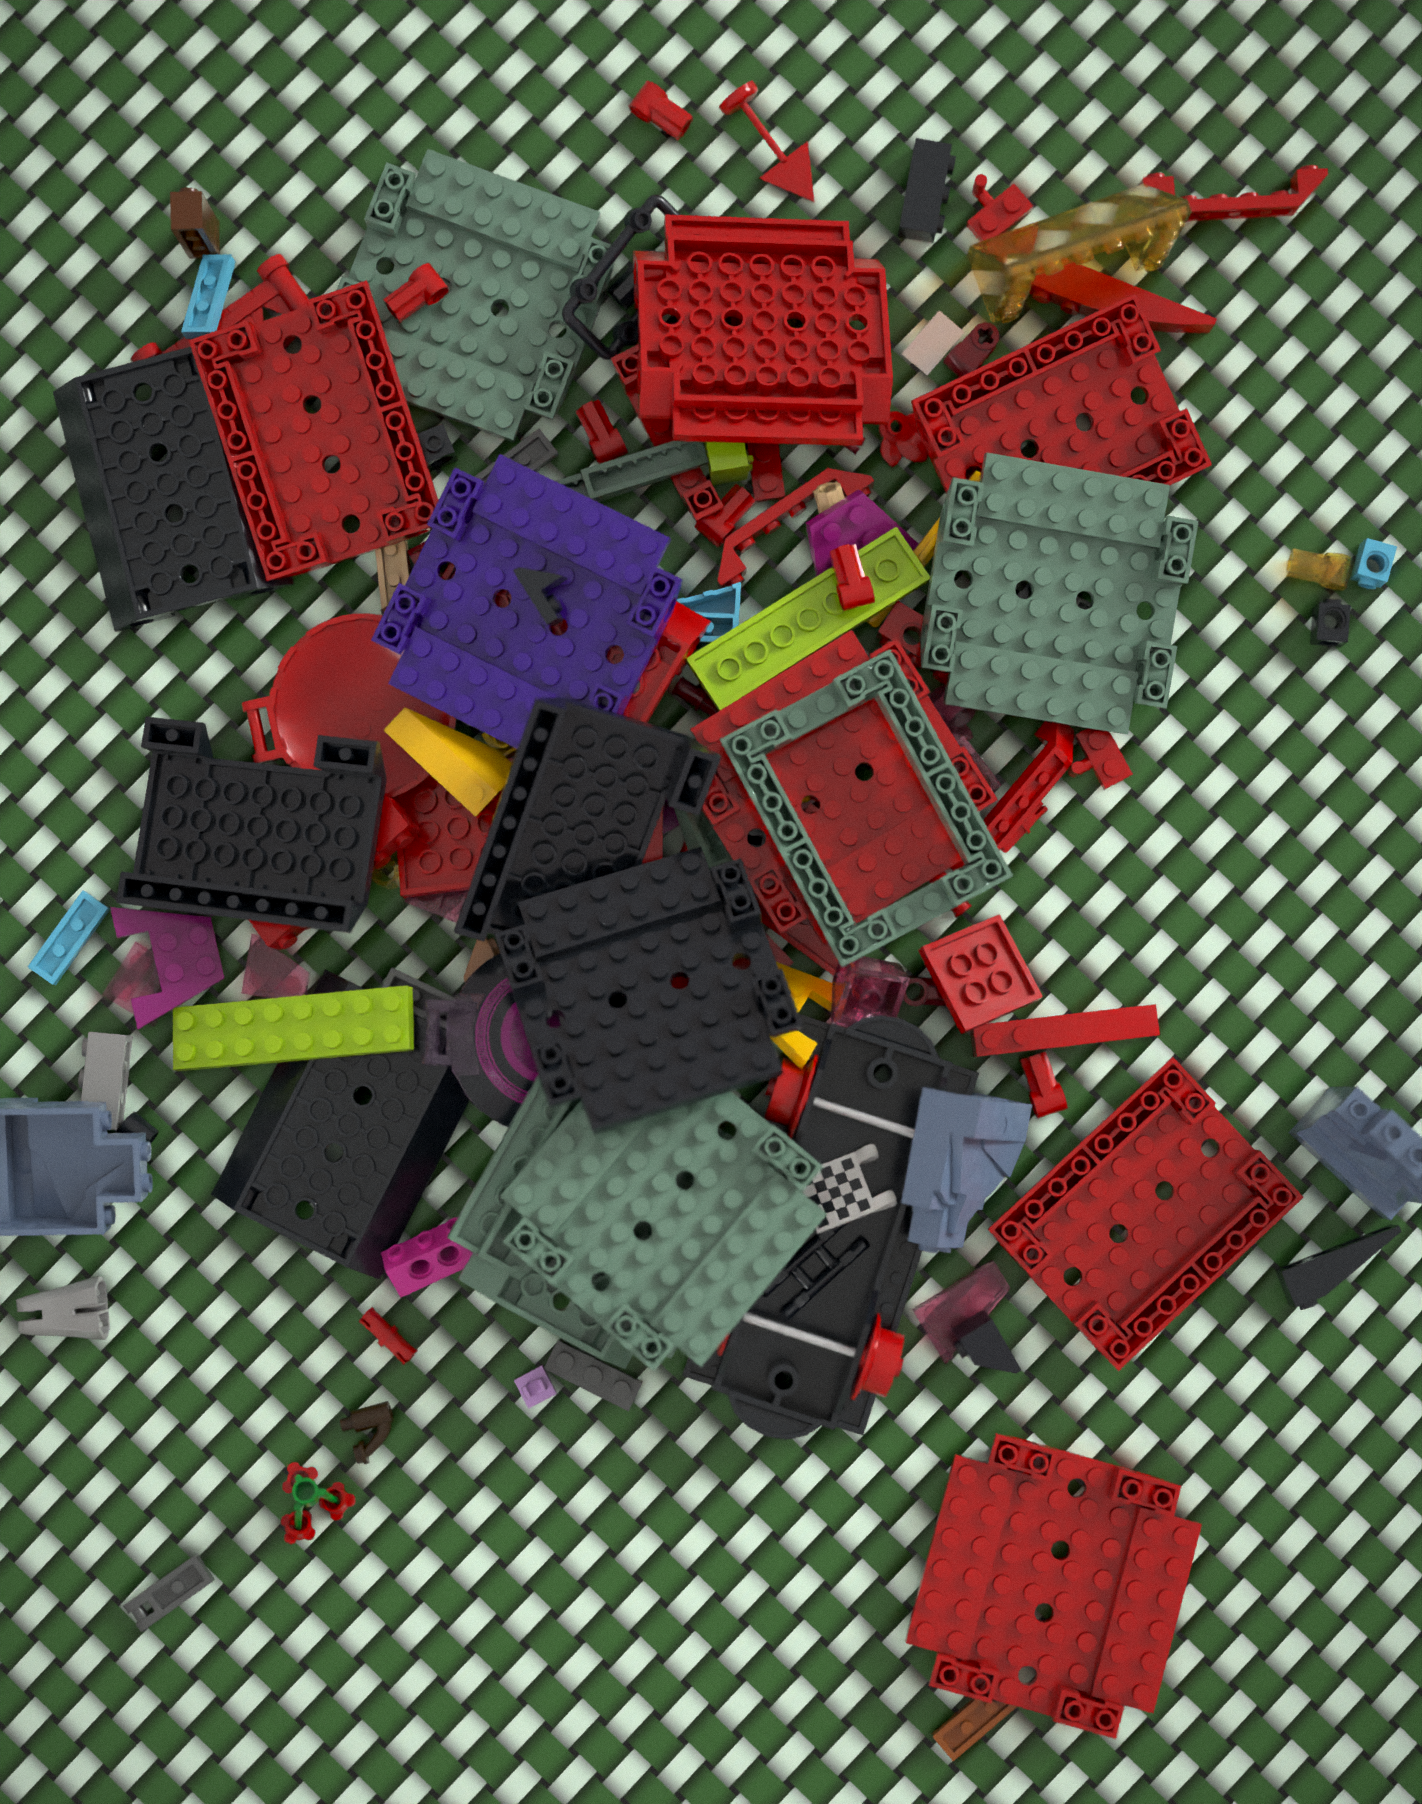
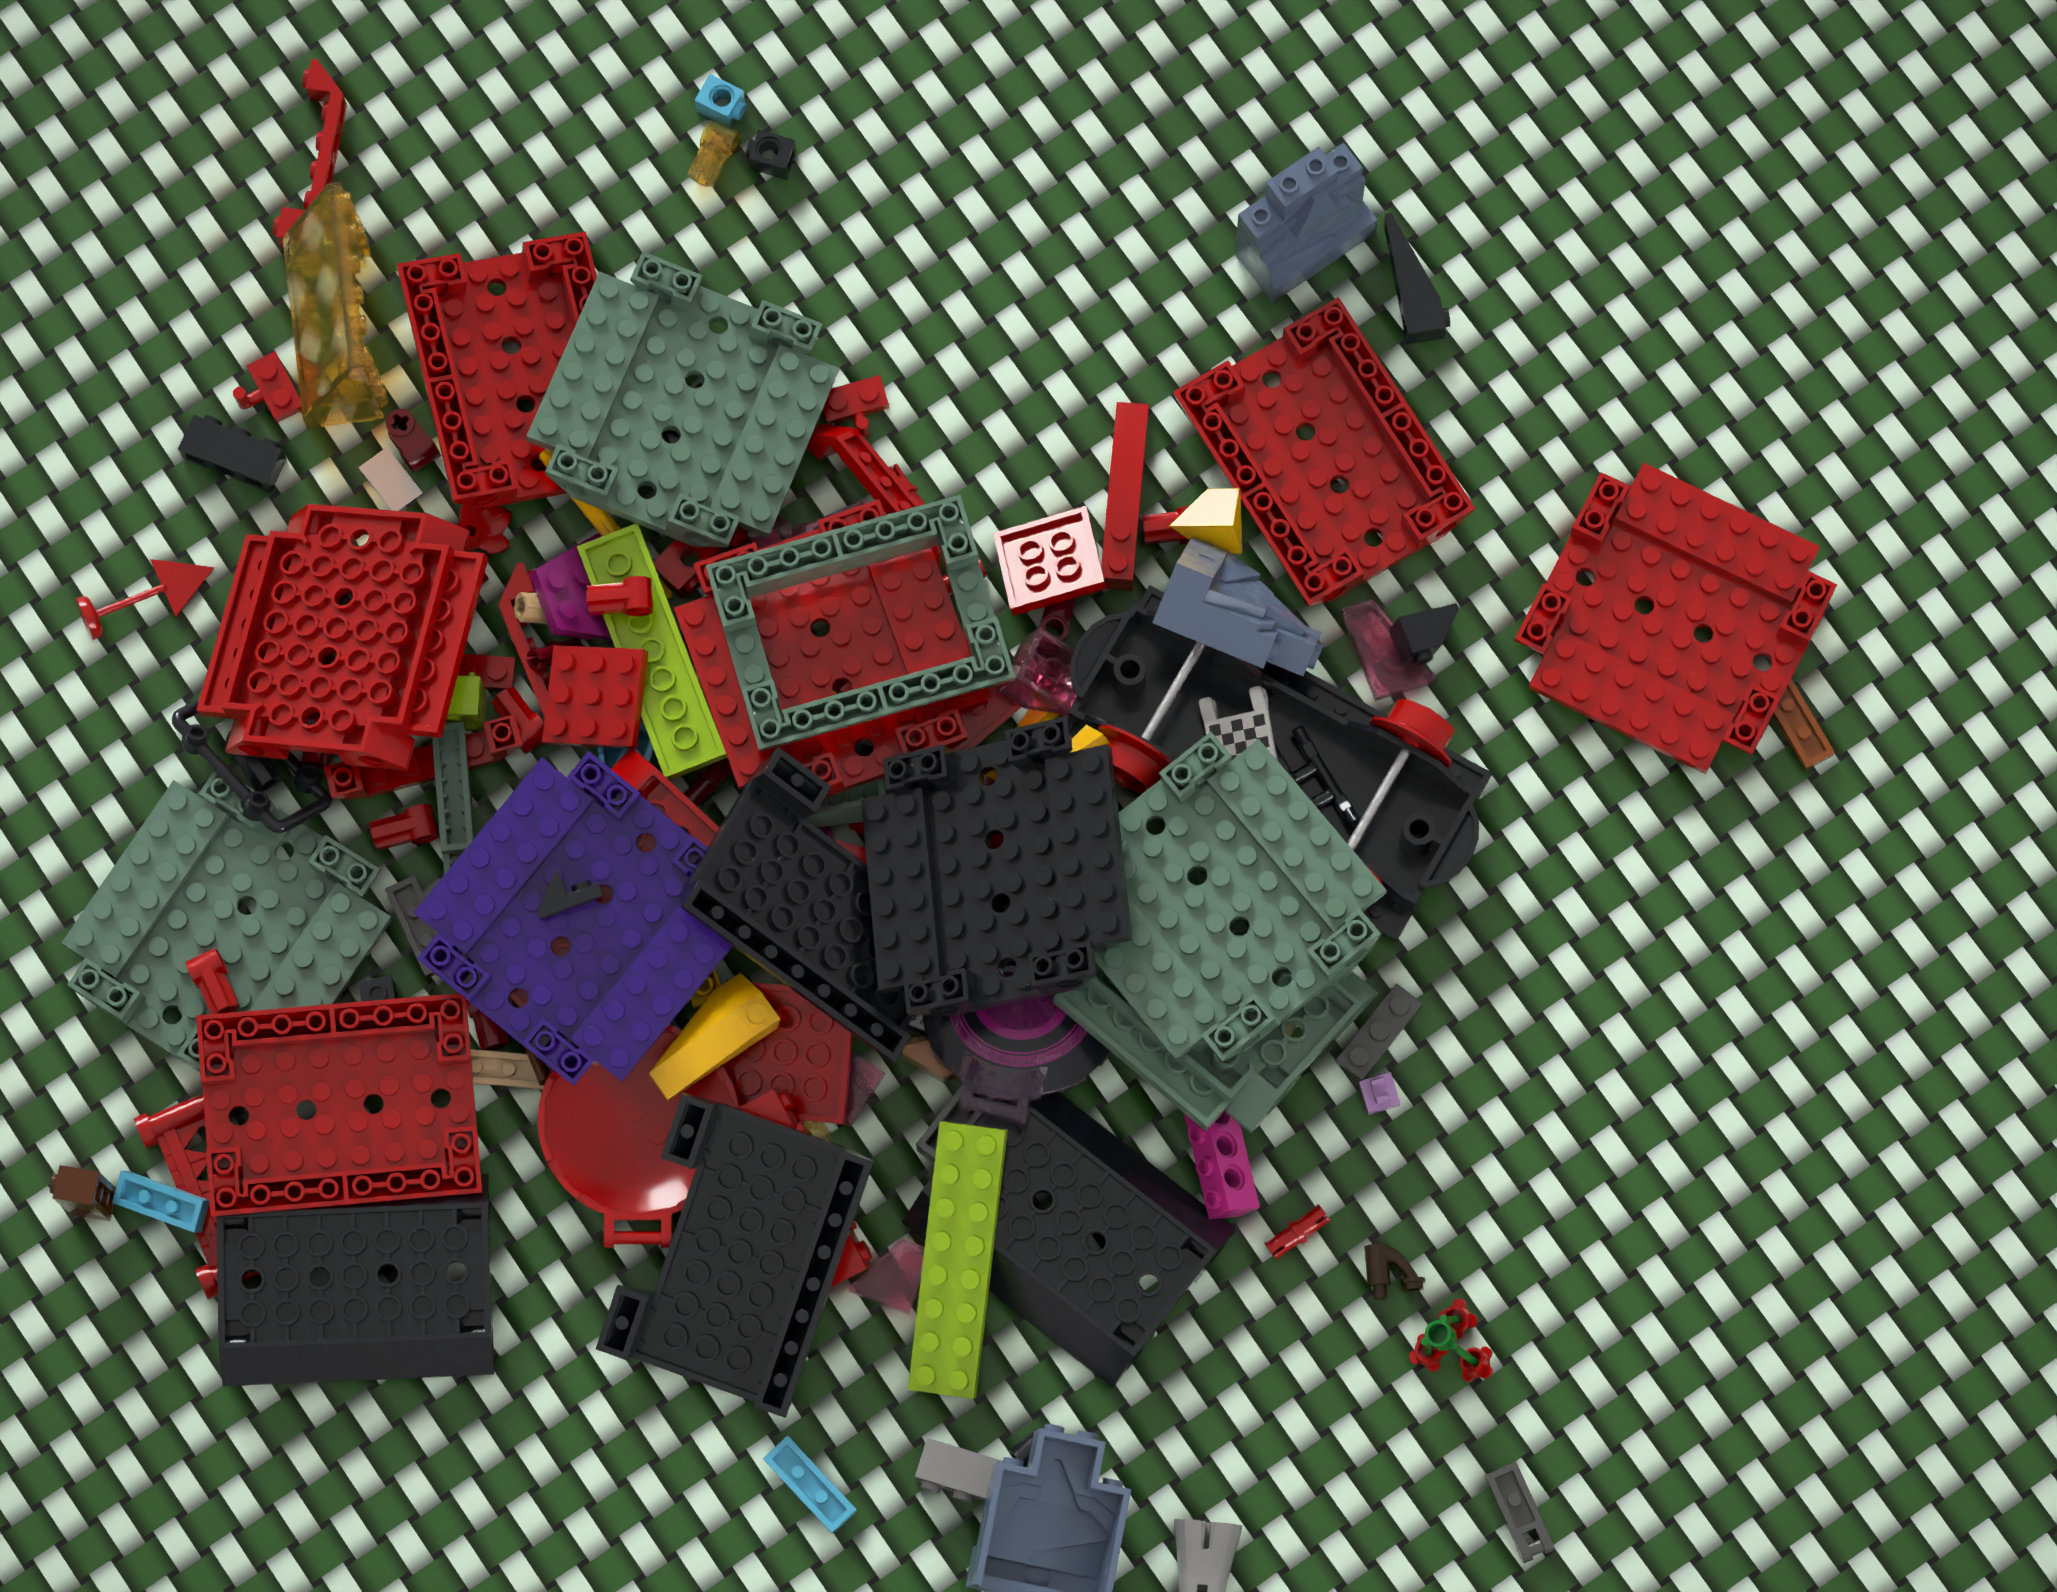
camera: 75 degrees left, 10 degrees down
(134, 978) = (874, 1422): clear pink wing -> none
(183, 957) = (855, 1367): magenta wing -> none
(653, 106) = (73, 706): red piece -> none
(752, 577) = (595, 696): none -> red plate
(791, 530) = (544, 654): none -> dark red axle
(1054, 1122) = (1214, 519): none -> slope
(1088, 291) = (384, 300): red slope -> none

